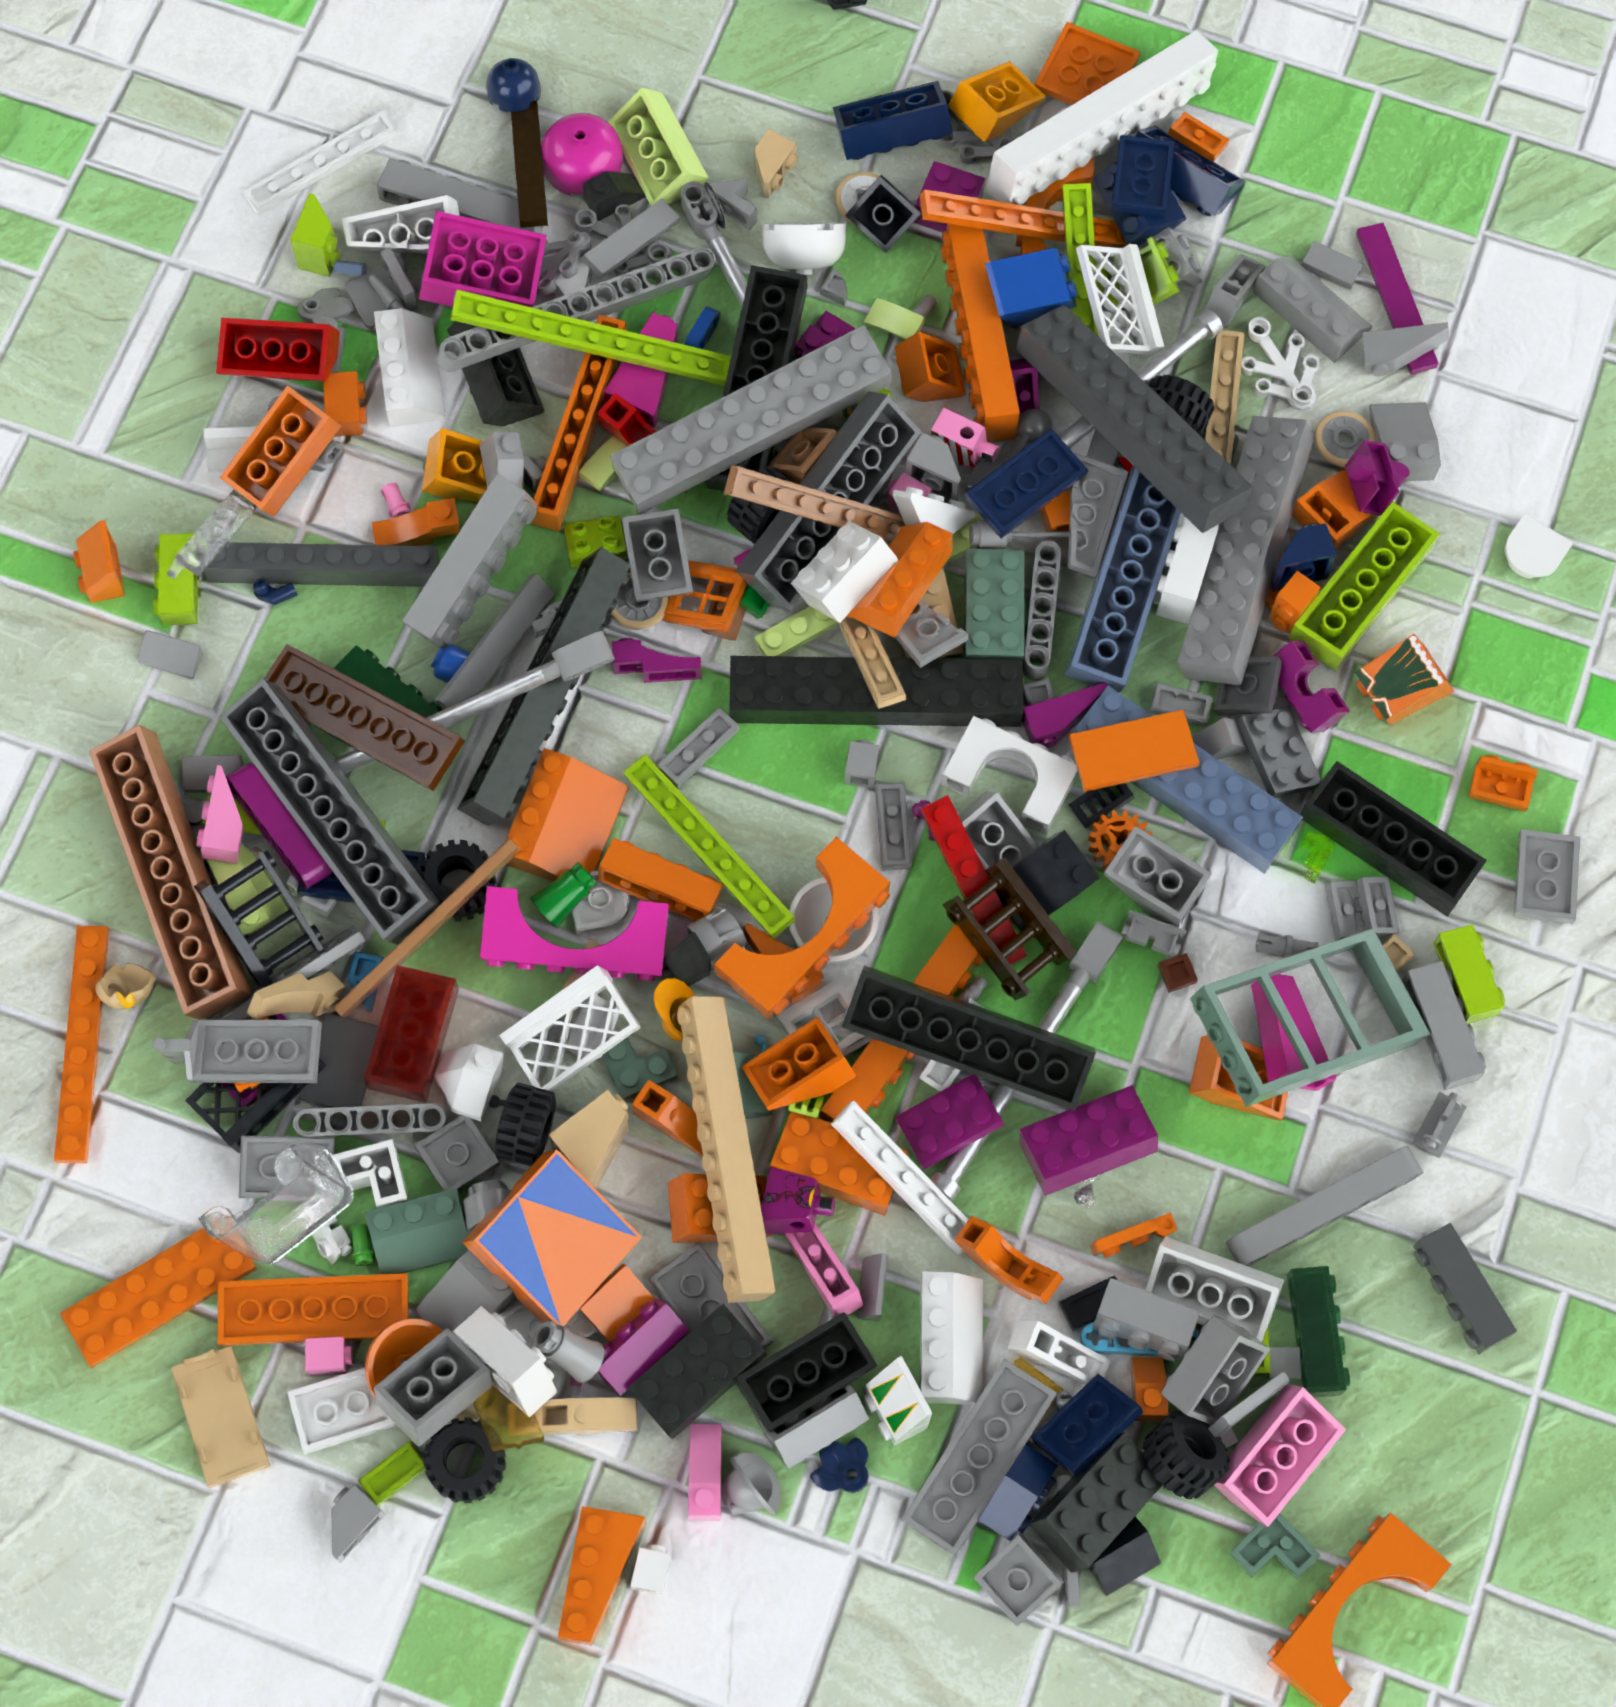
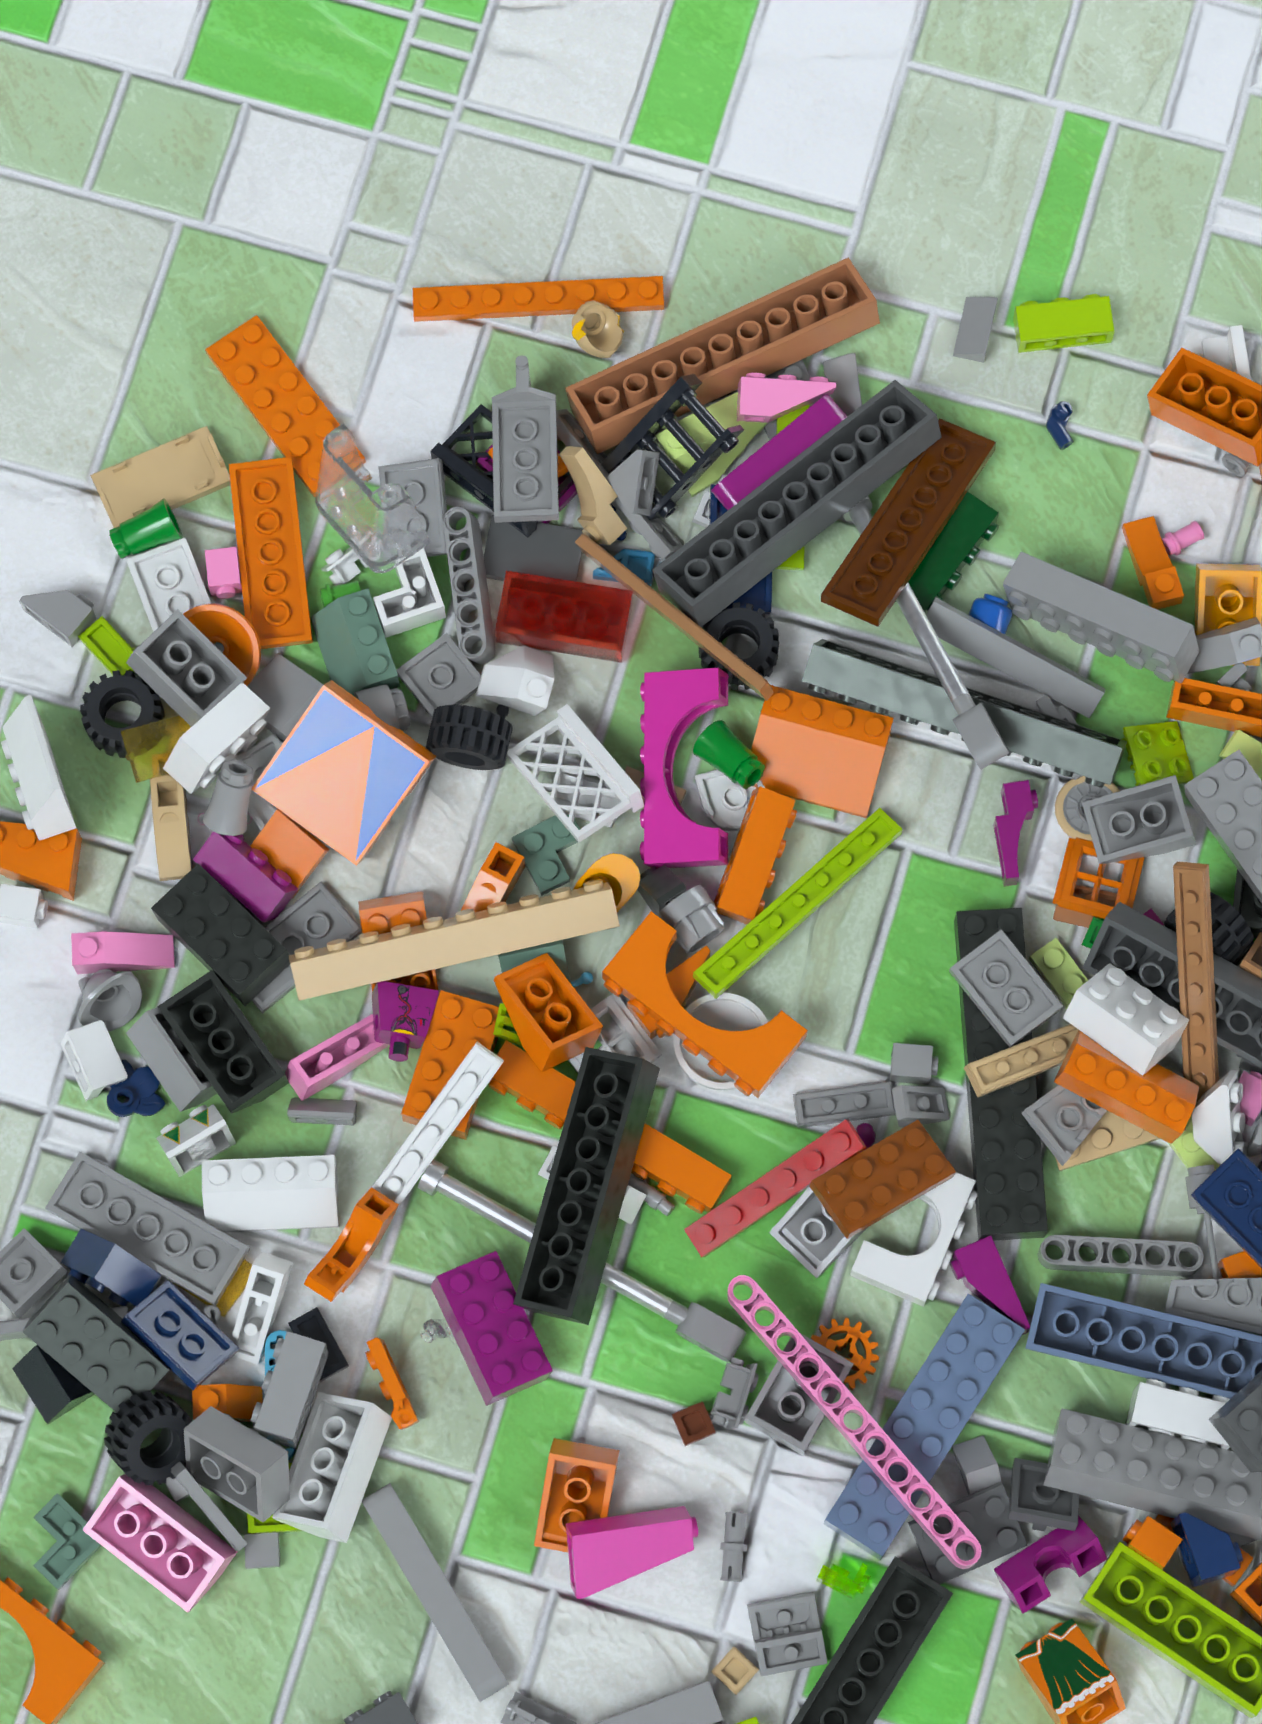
camera: 90 degrees right, 5 degrees up
(99, 564) = (1070, 242): orange slope -> none
(213, 535) = (1106, 347): clear fence -> none
(275, 1430) = (146, 530): none -> green plant
(289, 954) = (635, 481): none -> light grey slope
(324, 564) = (1095, 465): dark grey brick -> none
(521, 1541) = (36, 772): none -> white slope
(593, 1136) = (457, 807): tan slope -> none
(698, 747) = (916, 886): light grey plate -> none
(807, 669) = (1005, 988): none -> light grey plate
(811, 1503) = (93, 1058): none -> white panel
(900, 762) = (920, 1104): none -> light grey slope
(949, 1121) = (502, 1177): magenta plate -> none
(974, 787) = (882, 1179): none -> dark orange plate
(994, 604) = (1115, 1200): sand green brick -> none
(1037, 692) = (1018, 1258): light grey tile -> none
(1037, 925) = (753, 1237): dark brown fence -> none
(1053, 874) = (787, 1267): black slope -> none
(1116, 804) = (909, 1358): black slope -> none
(1133, 750) = (942, 1357): orange tile -> none
(1170, 699) = (1018, 1420): light grey plate -> none
(1183, 837) = (857, 1438): none -> bright pink beam
(1317, 1331) = (295, 1583): clear green brick -> none
(1383, 979) = (695, 1659): sand green window -> none

